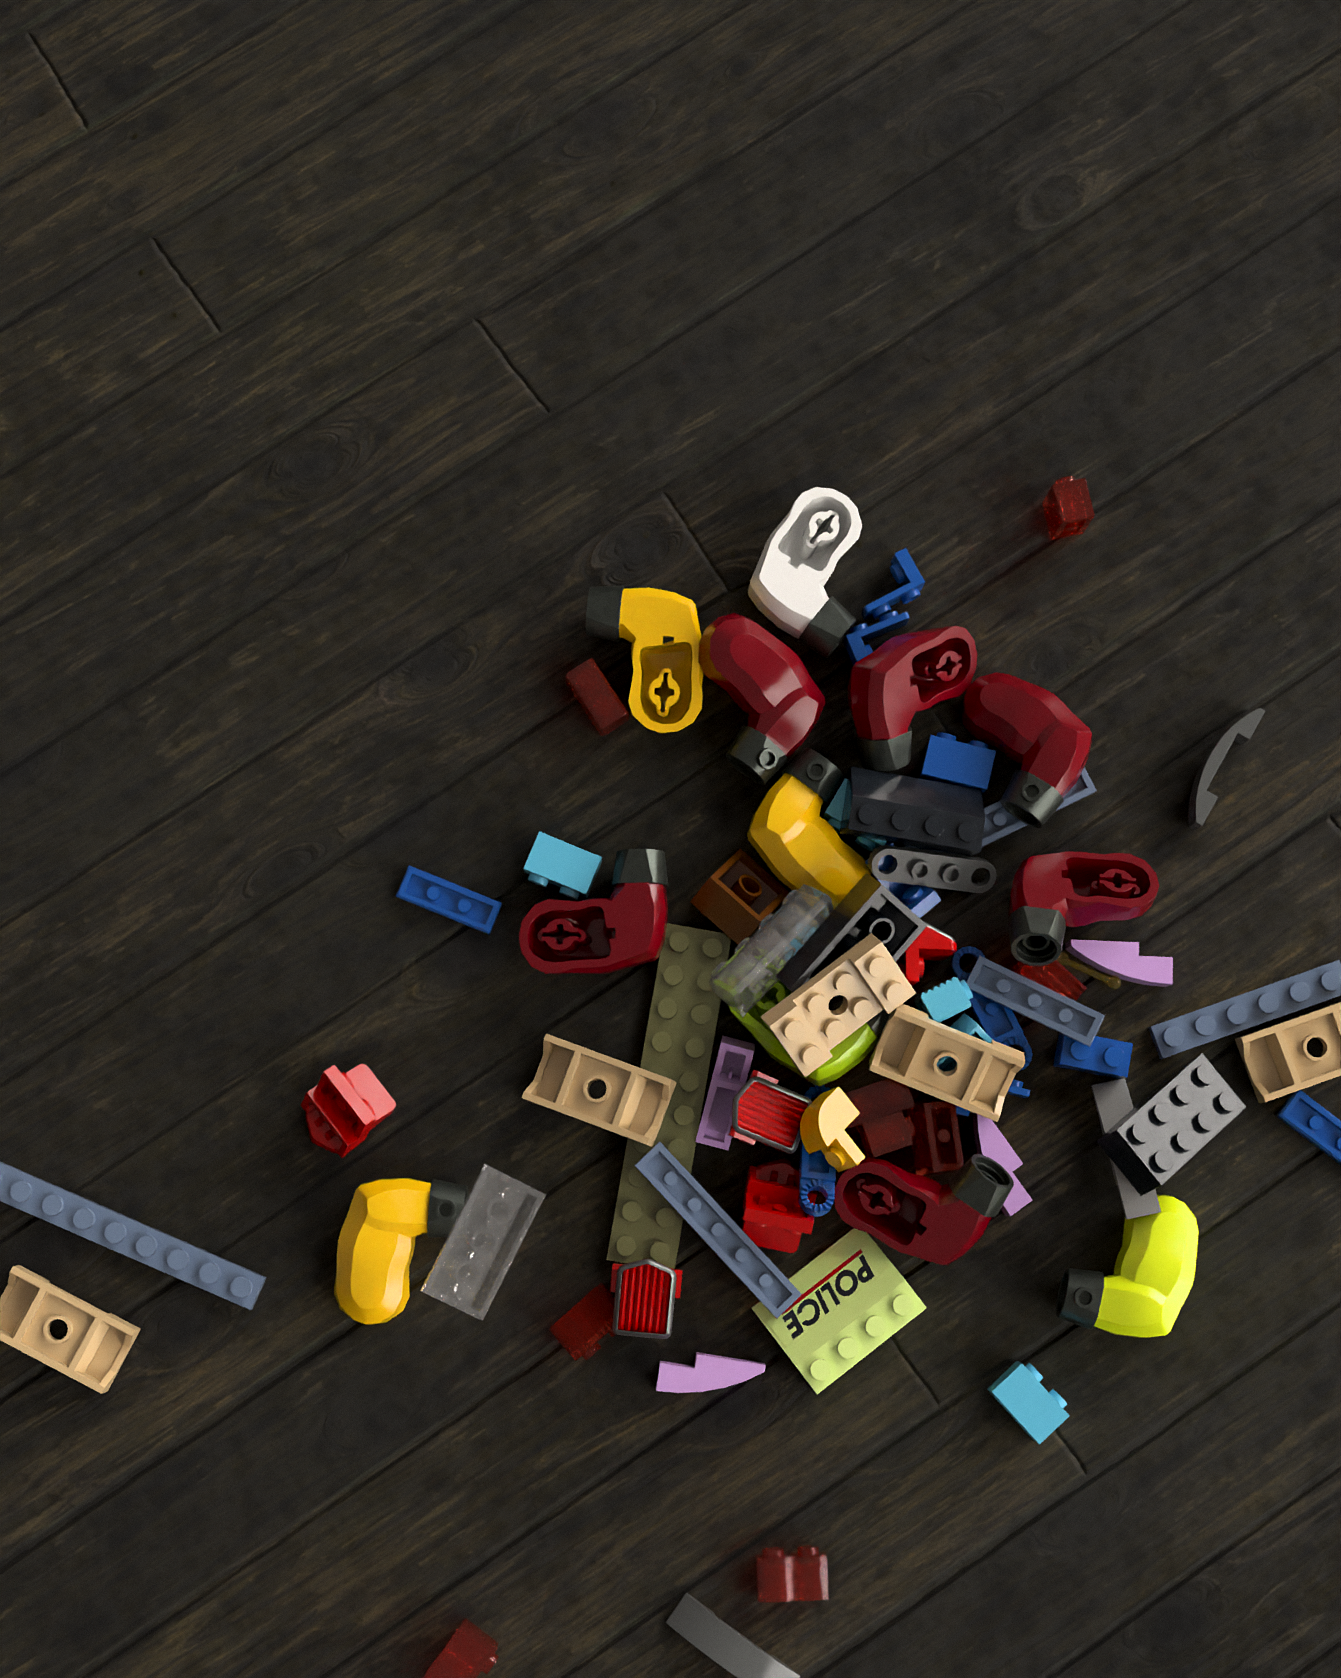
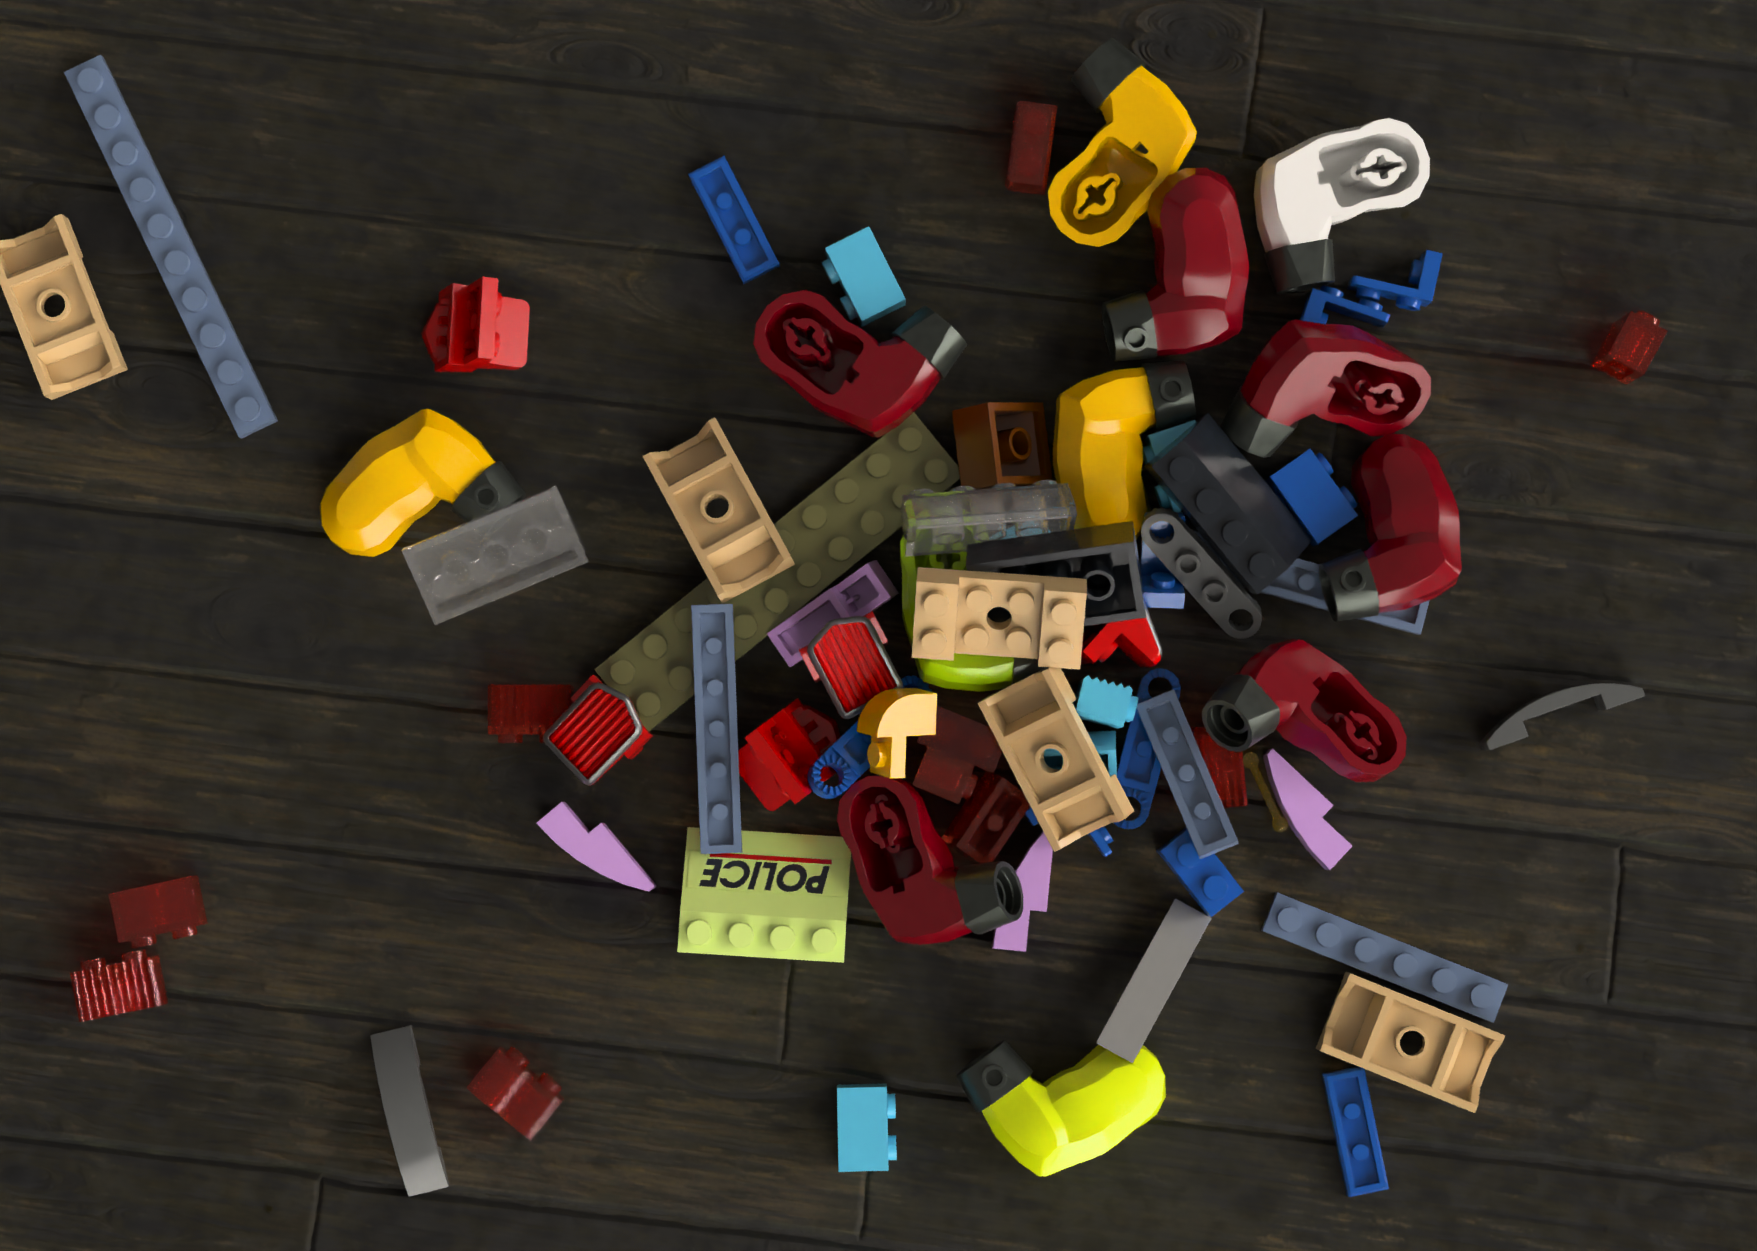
camera: 45 degrees right, 5 degrees up
(1171, 1124) = (1213, 994): brick -> none

